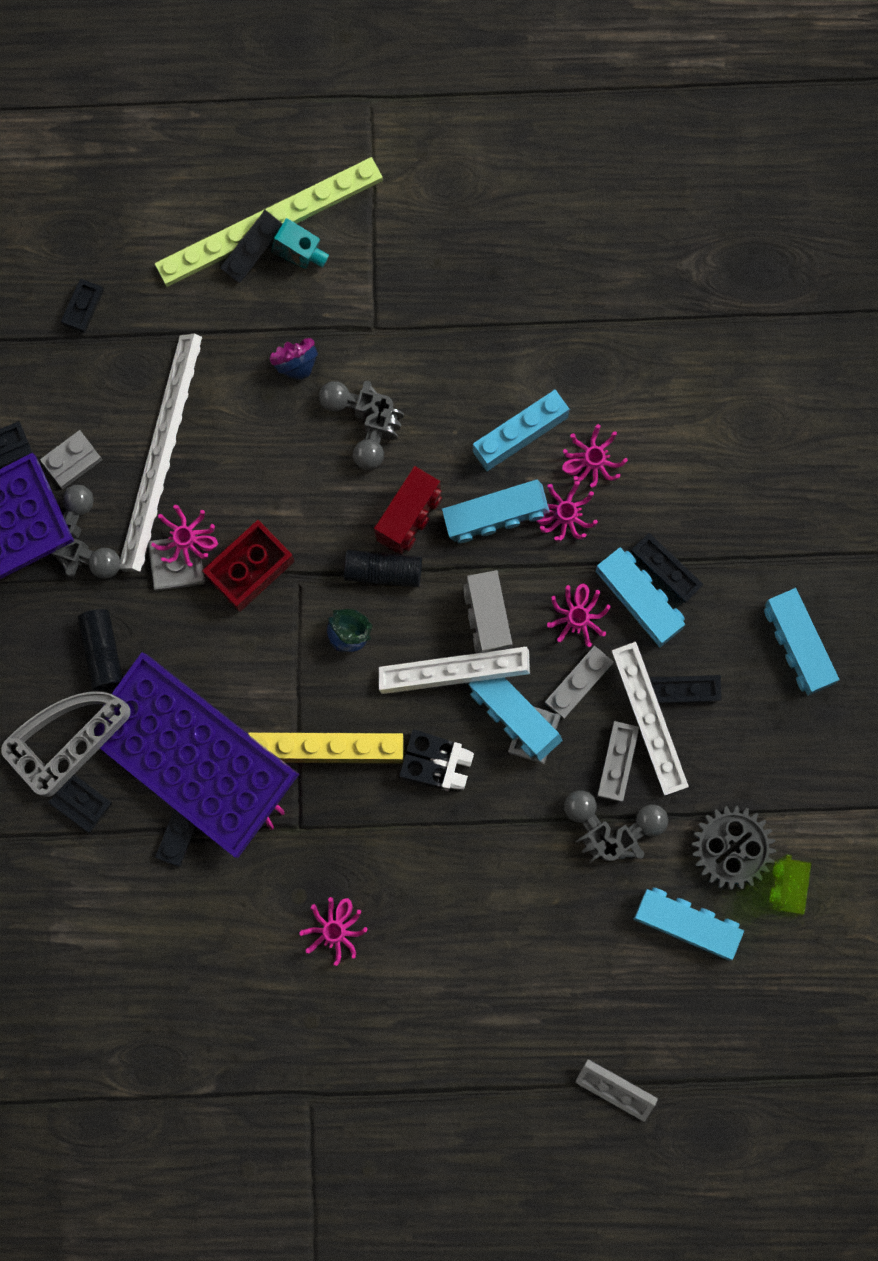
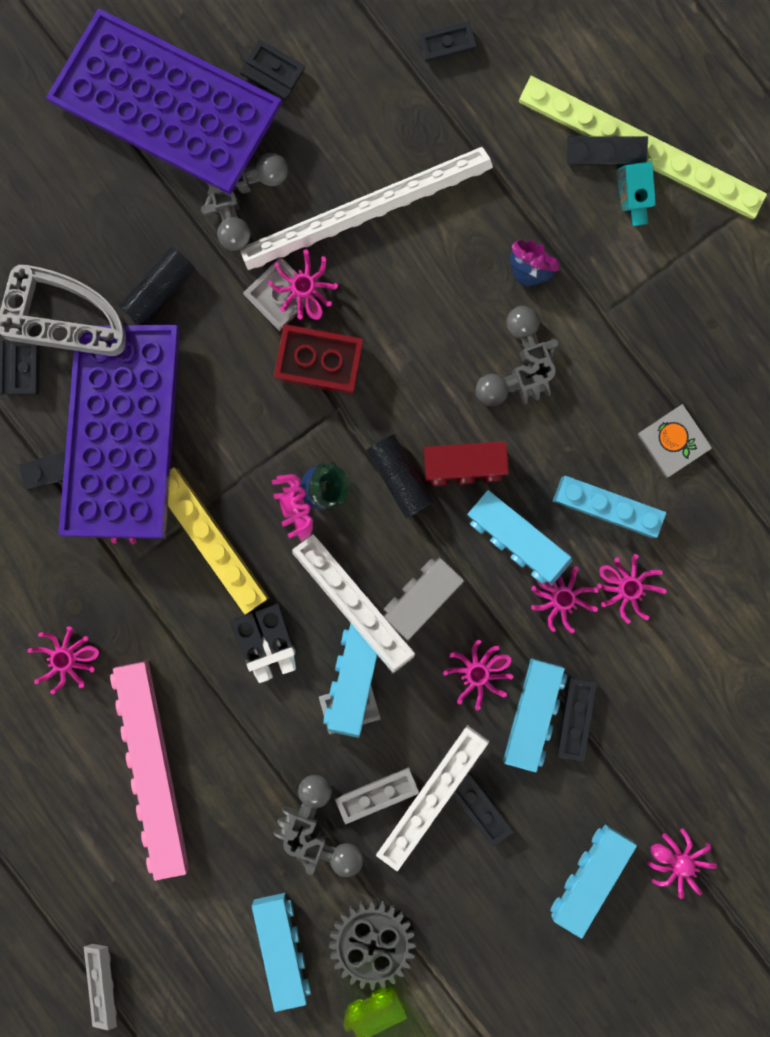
camera: 55 degrees right, 10 degrees up
(71, 459) = (304, 136): light grey plate -> none
(345, 662) = (292, 506): none -> dark pink animal
(472, 924) = (150, 769): none -> bright pink brick
(506, 349) = (674, 441): none -> light grey tile
(579, 682) = (422, 713): light grey plate -> none
(836, 568) = (681, 864): none -> dark pink animal

